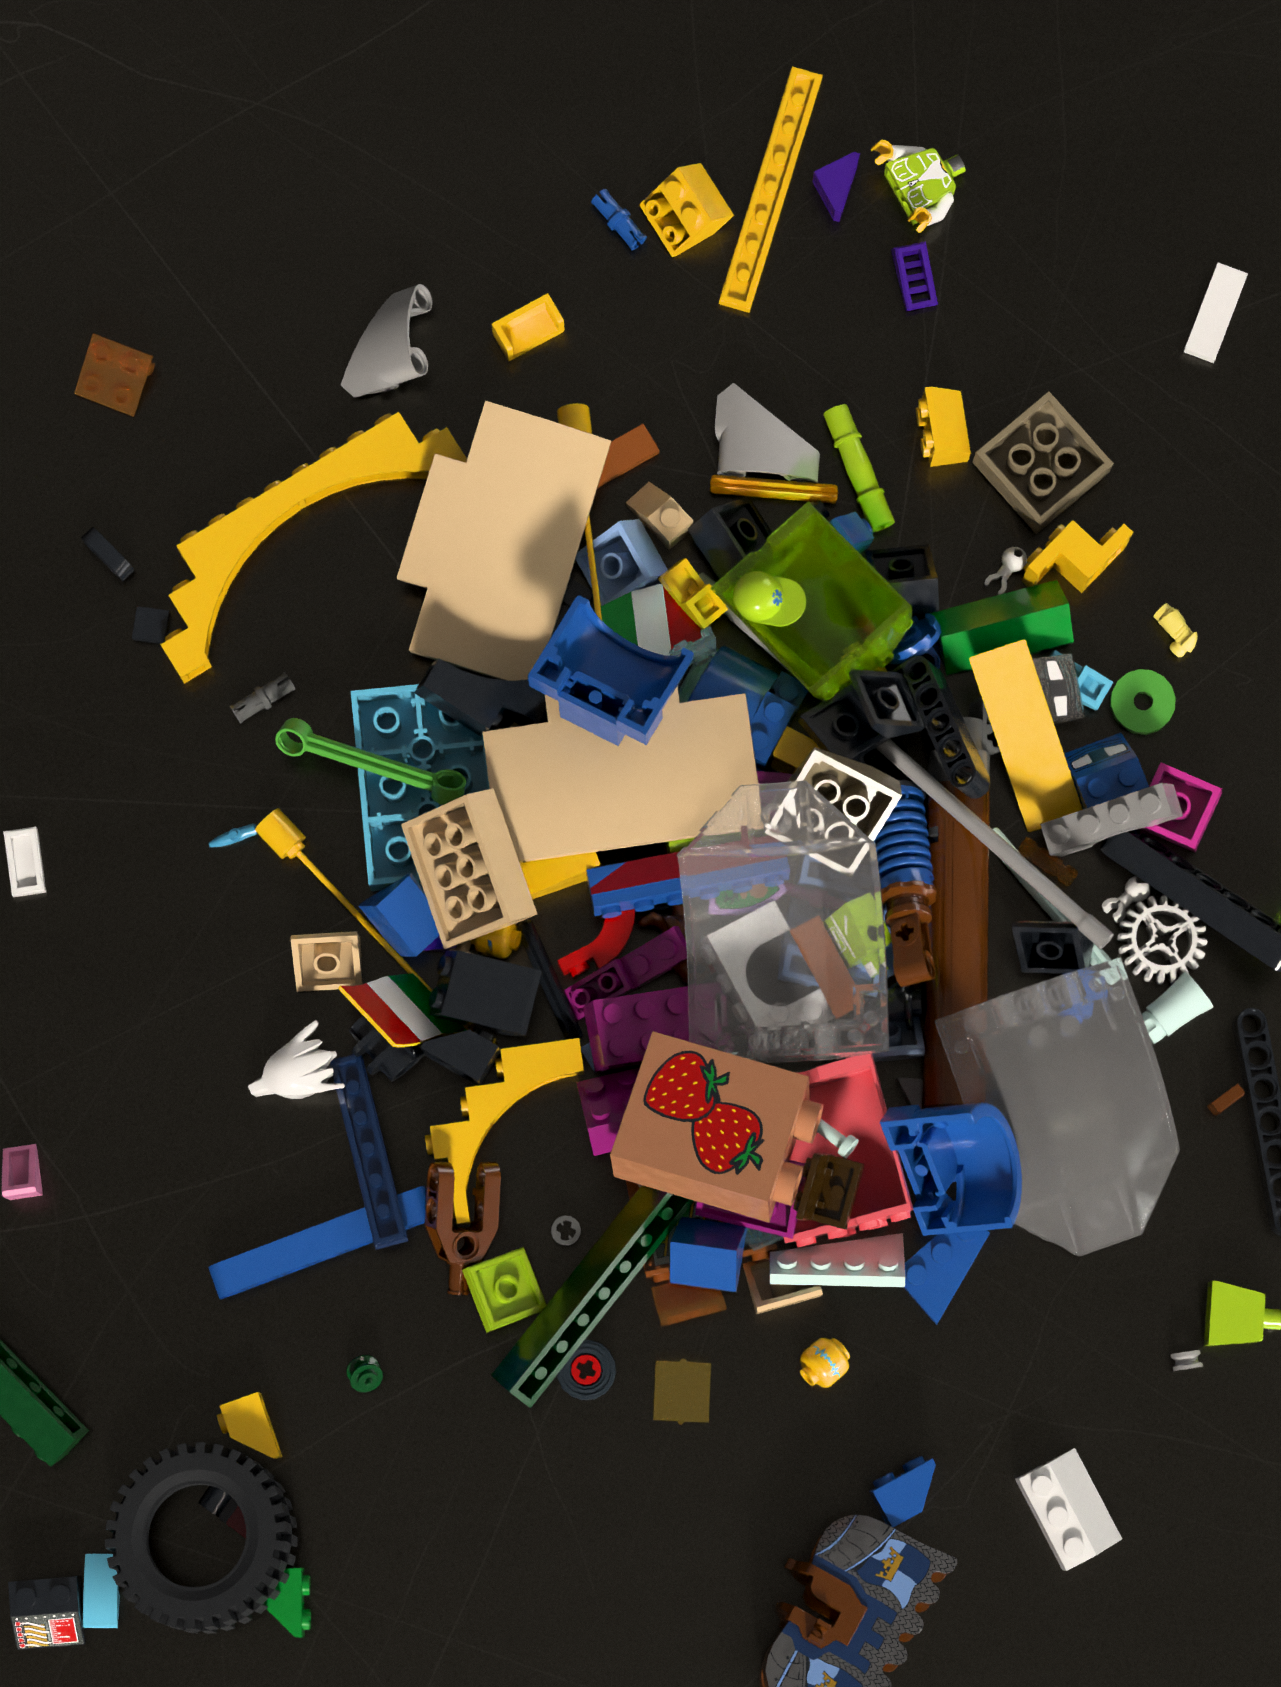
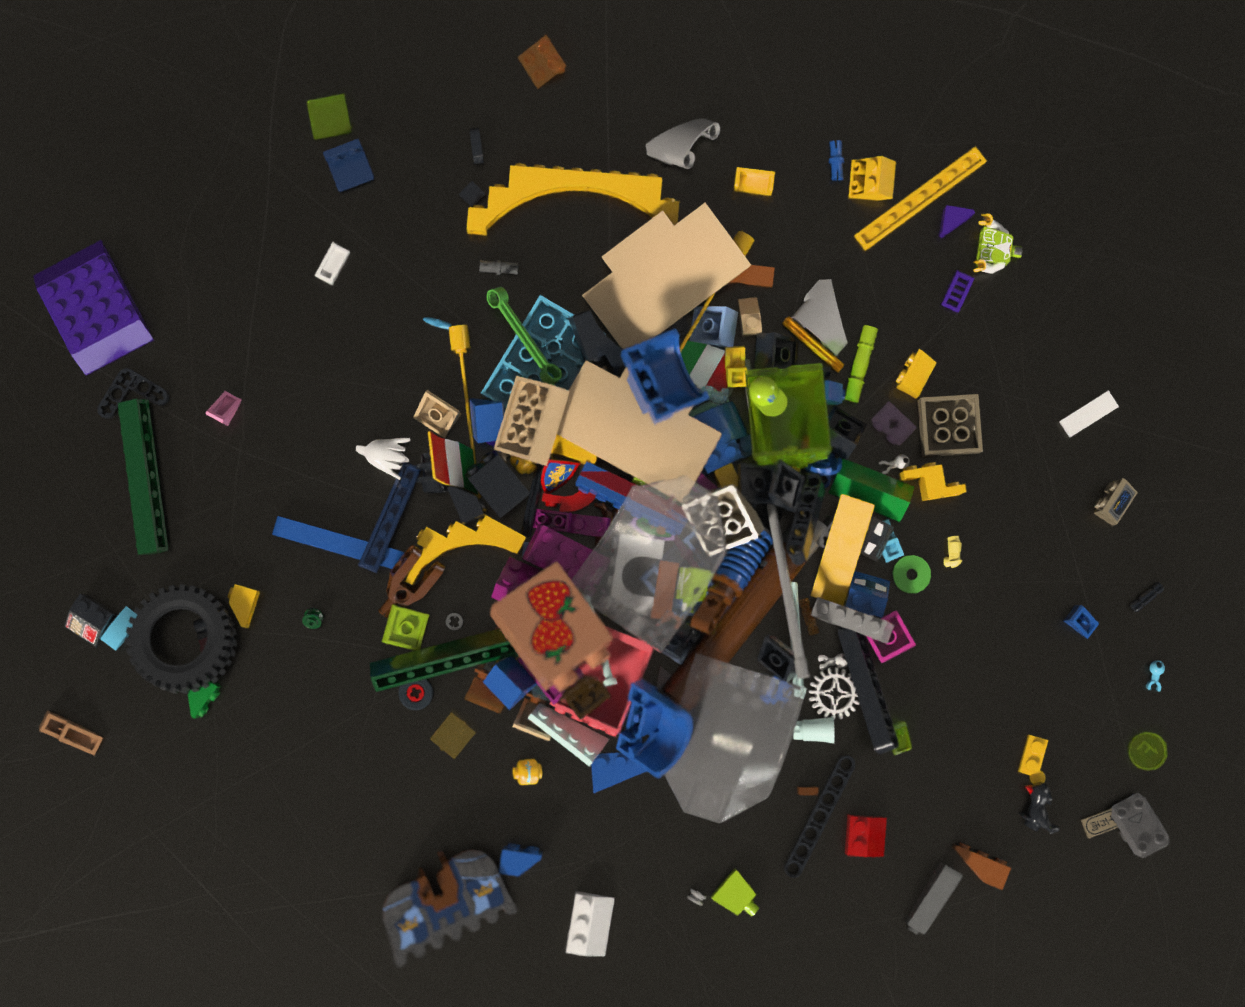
camera: 35 degrees right, 5 degrees up
(557, 920) = (556, 473): none -> shield
(981, 512) = (889, 414): none -> clear purple brick

